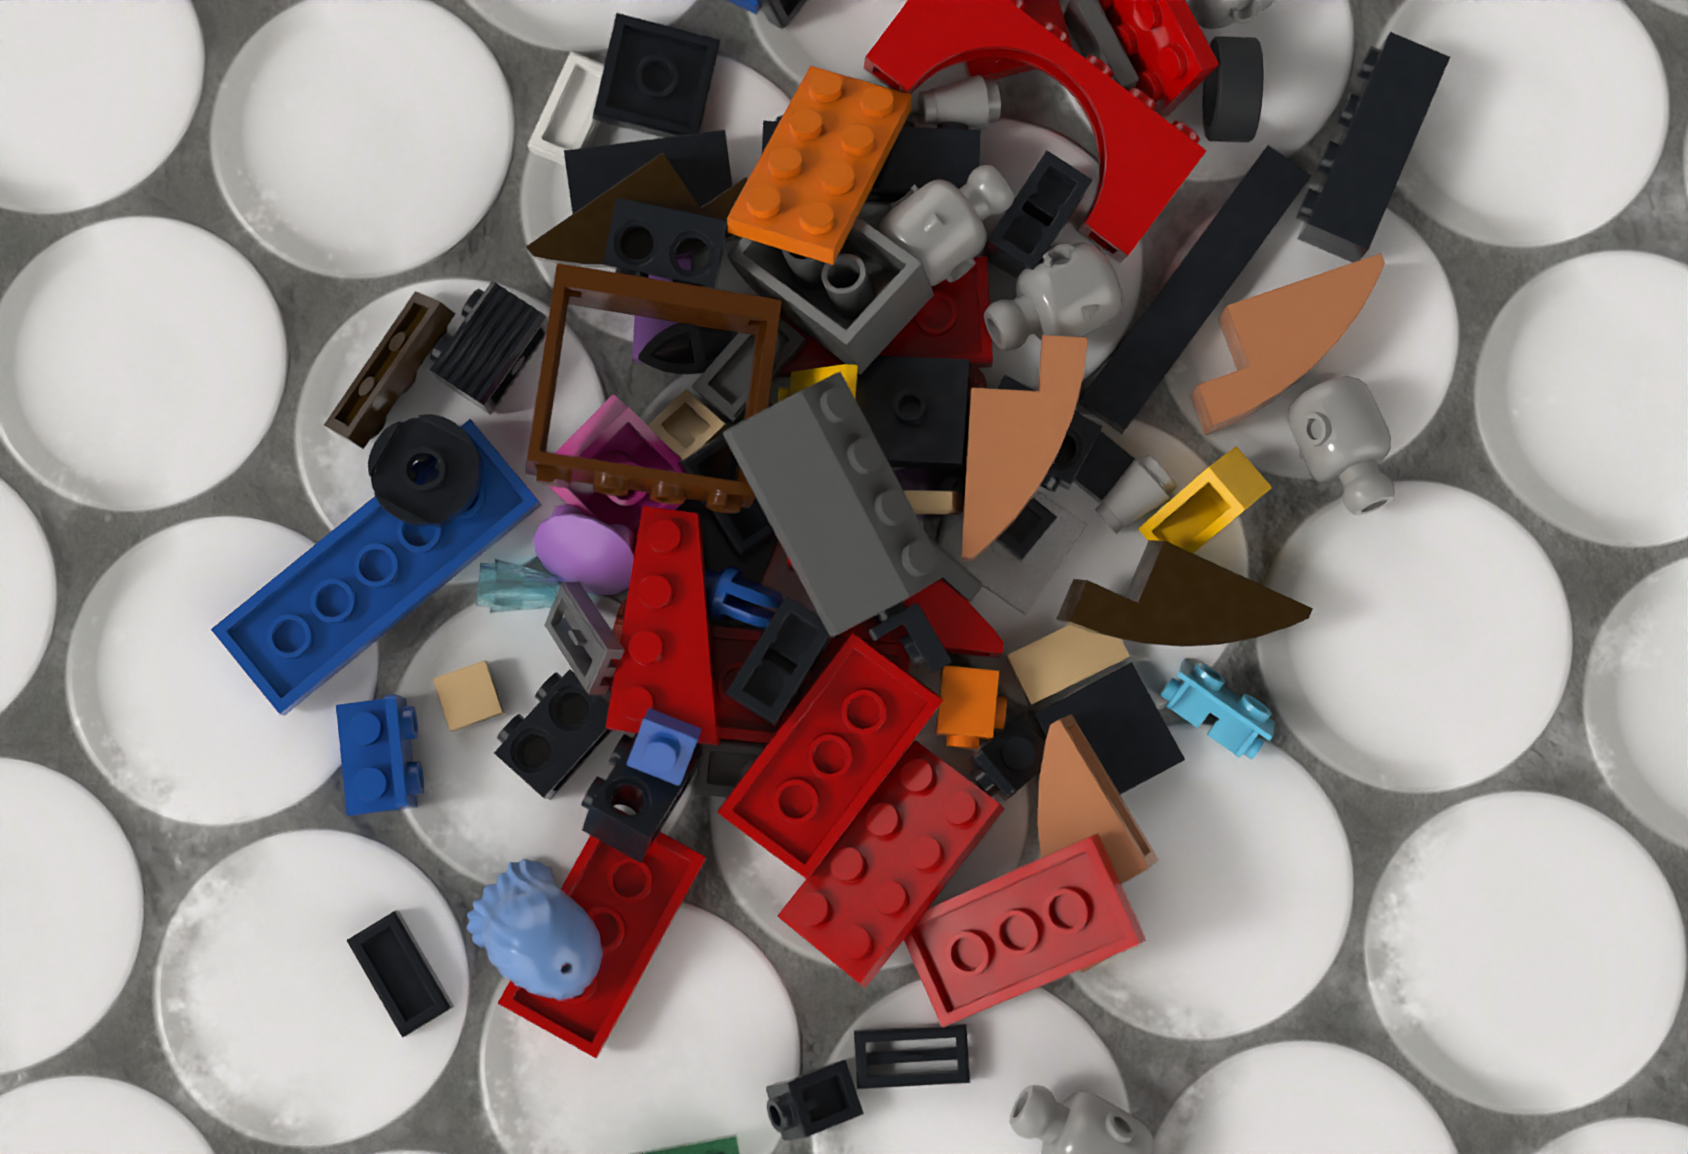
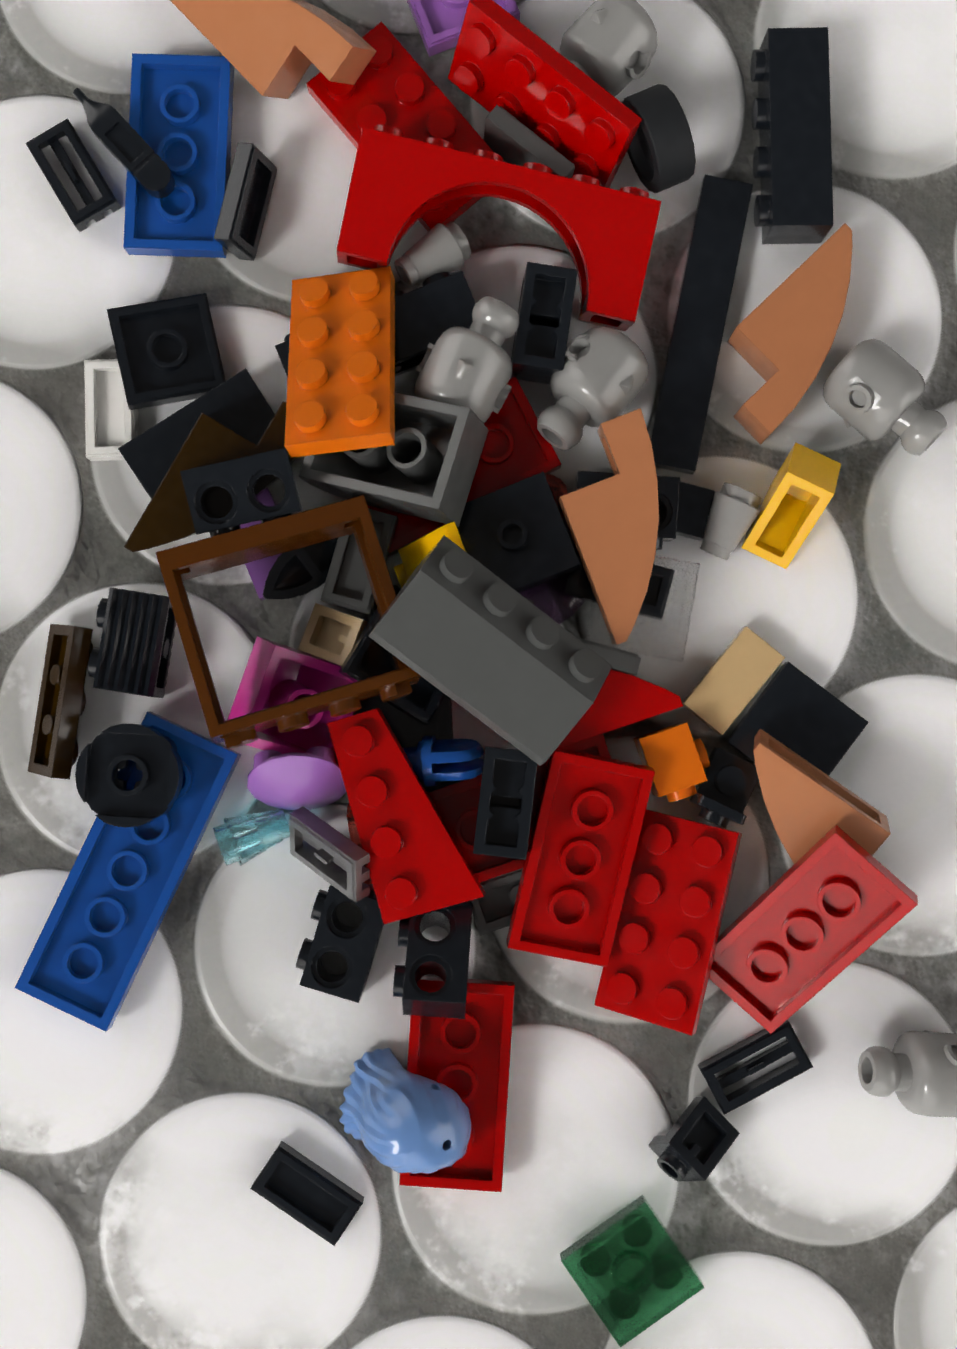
camera: 20 degrees left, 5 degrees up
(379, 755) = (205, 1024): blue bracket -> none
(468, 696) = (255, 941): tan tile -> none
(664, 747) = (441, 919): blue plate -> none
(920, 642) = (614, 730): black bracket -> none
(935, 502) = (569, 606): tan tile -> none
(1180, 603) = (810, 597): dark brown slope -> none
(1238, 718) = (897, 668): medium azure hinge -> none

